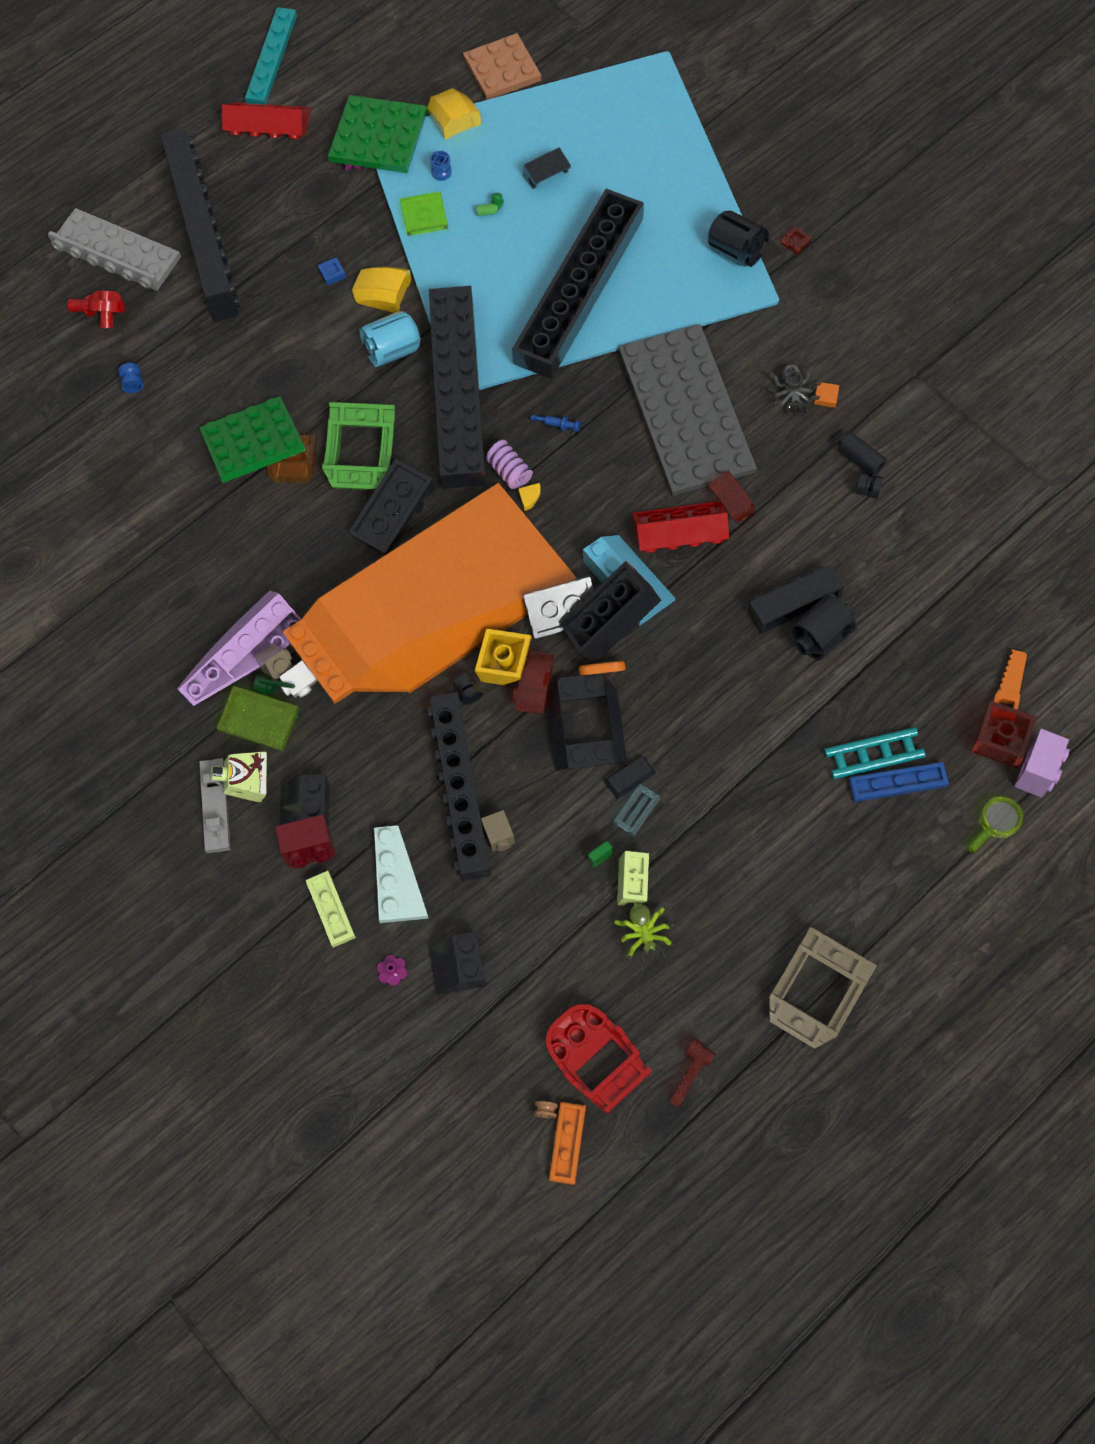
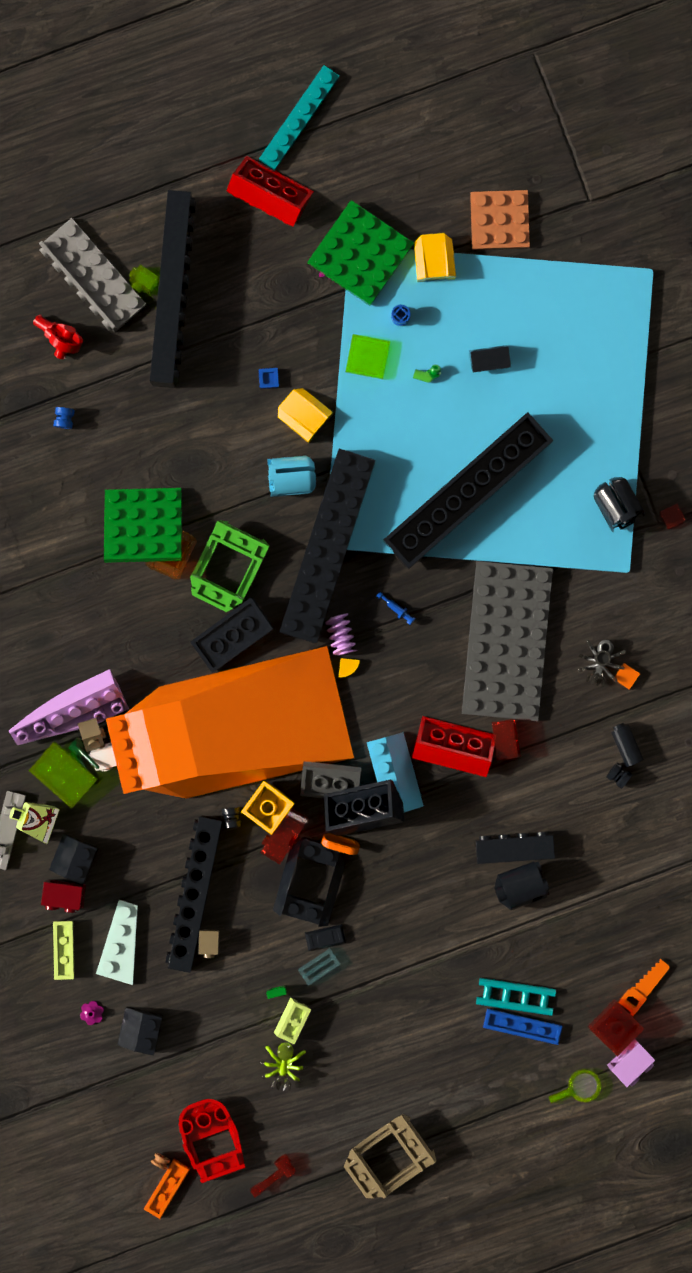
camera: 20 degrees right, 20 degrees up
(169, 231) = (143, 279): none -> clear neon green brick

